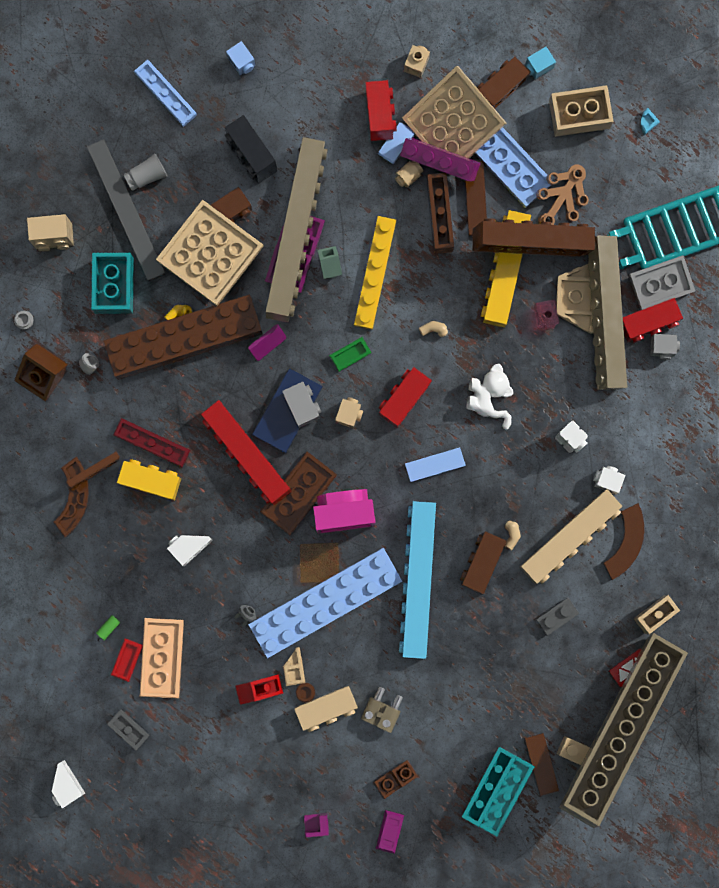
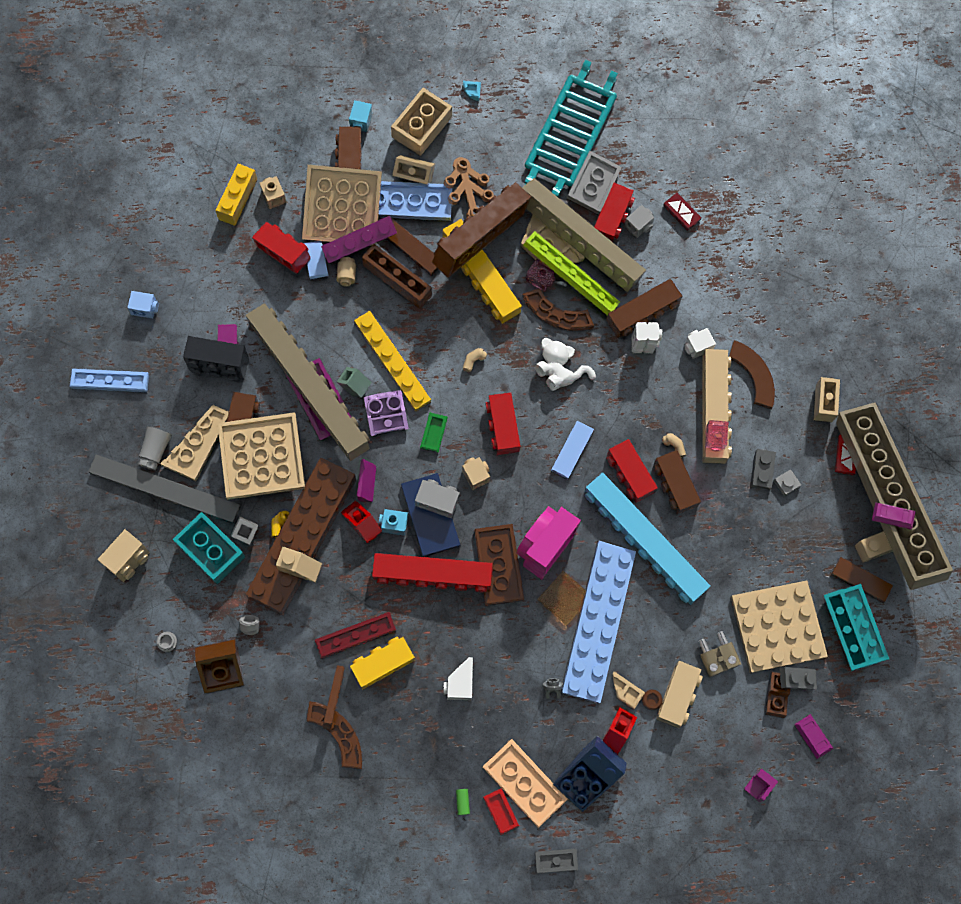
camera: 50 degrees left, 10 degrees down
(148, 294) = (244, 530): none -> light grey brick
(156, 356) = (298, 564): none -> tan slope
(171, 202) = (195, 449): none -> tan wing
(210, 698) = (590, 774): none -> dark blue slope
(234, 368) = (361, 521): none -> red slope
(256, 390) = (393, 522): none -> medium azure brick
(275, 141) = (227, 333): none -> magenta panel
(330, 305) = (386, 412): none -> lavender slope
(388, 37) = (236, 194): none -> yellow brick
(419, 783) = (798, 678): none -> dark grey plate
(447, 735) = (778, 626): none -> tan plate
(459, 522) = (631, 471): none -> red brick
(526, 354) = (554, 316): none -> reddish brown tile
(536, 143) = (413, 169): none -> tan brick
(548, 552) = (716, 427): none -> clear pink brick
(564, 643) = (787, 482): none -> light grey plate
(568, 335) = (571, 273): none -> lime plate
(596, 414) = (644, 308): none -> reddish brown brick
(602, 745) = (893, 515): none -> magenta tile
(705, 369) = (682, 211): none -> dark red tile

